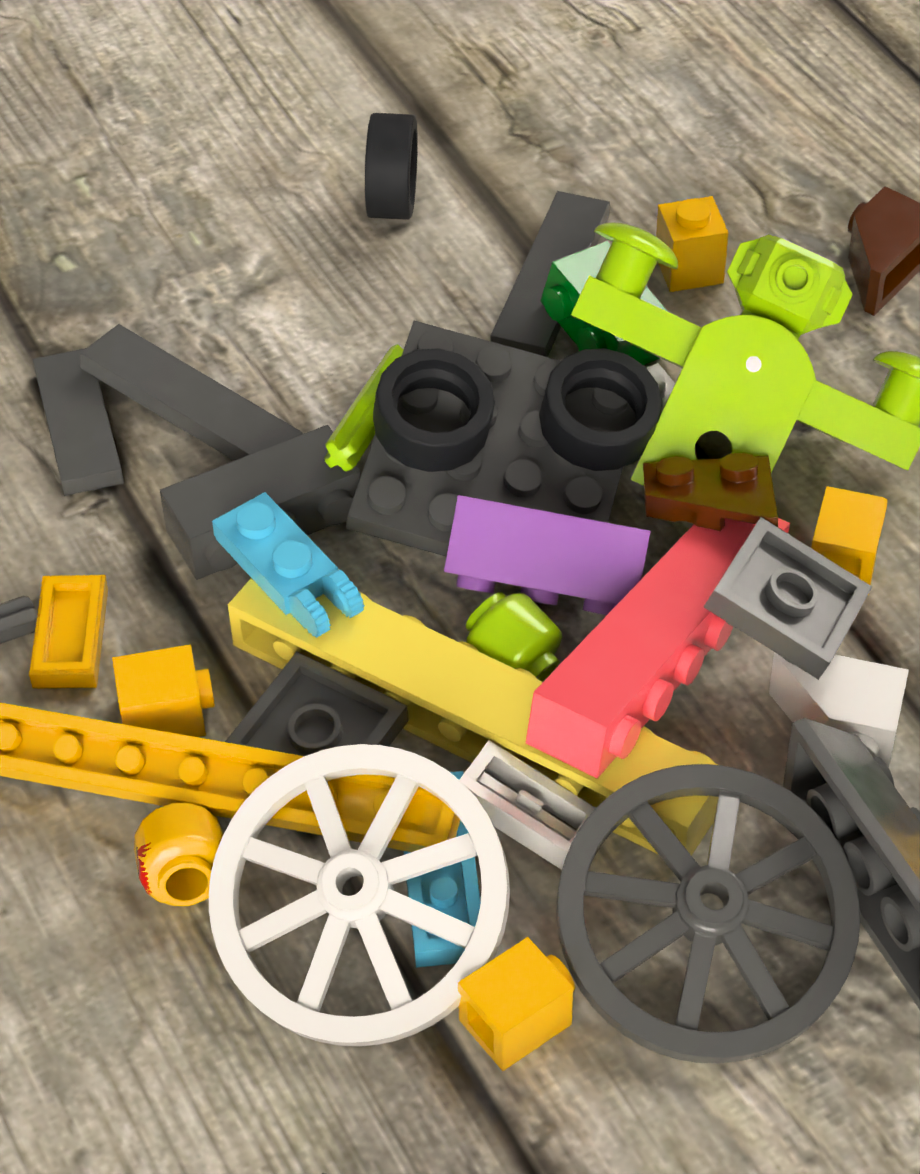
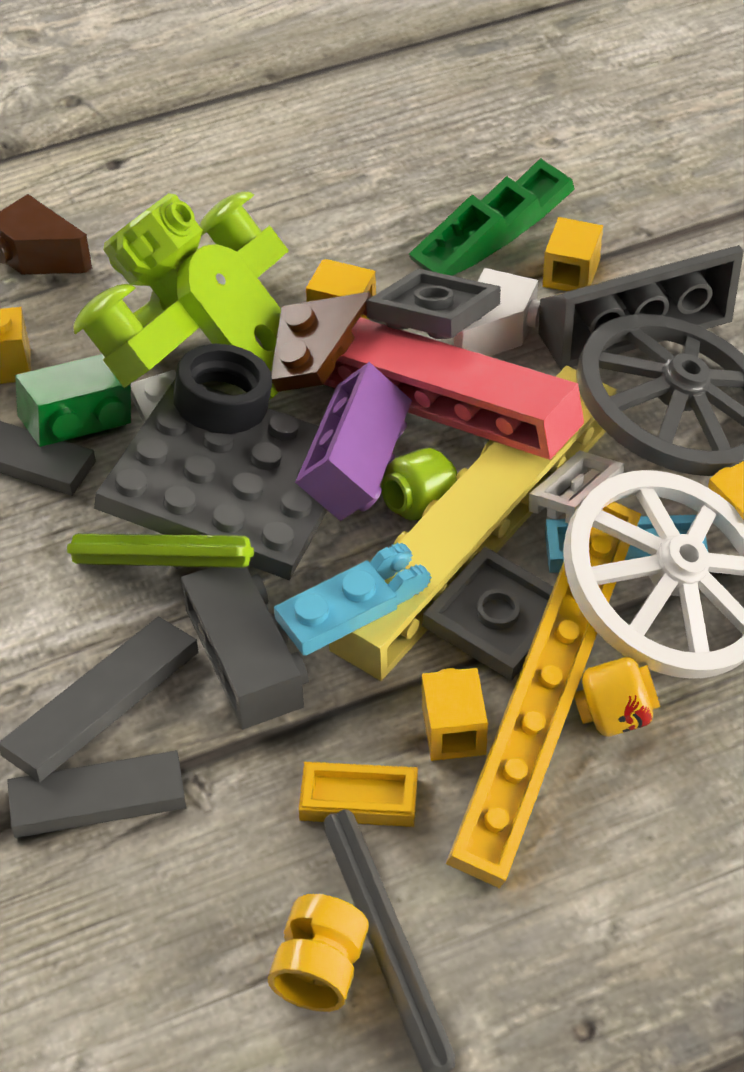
camera: 85 degrees left, 0 degrees up
(442, 371) = (216, 505): black tyre -> none

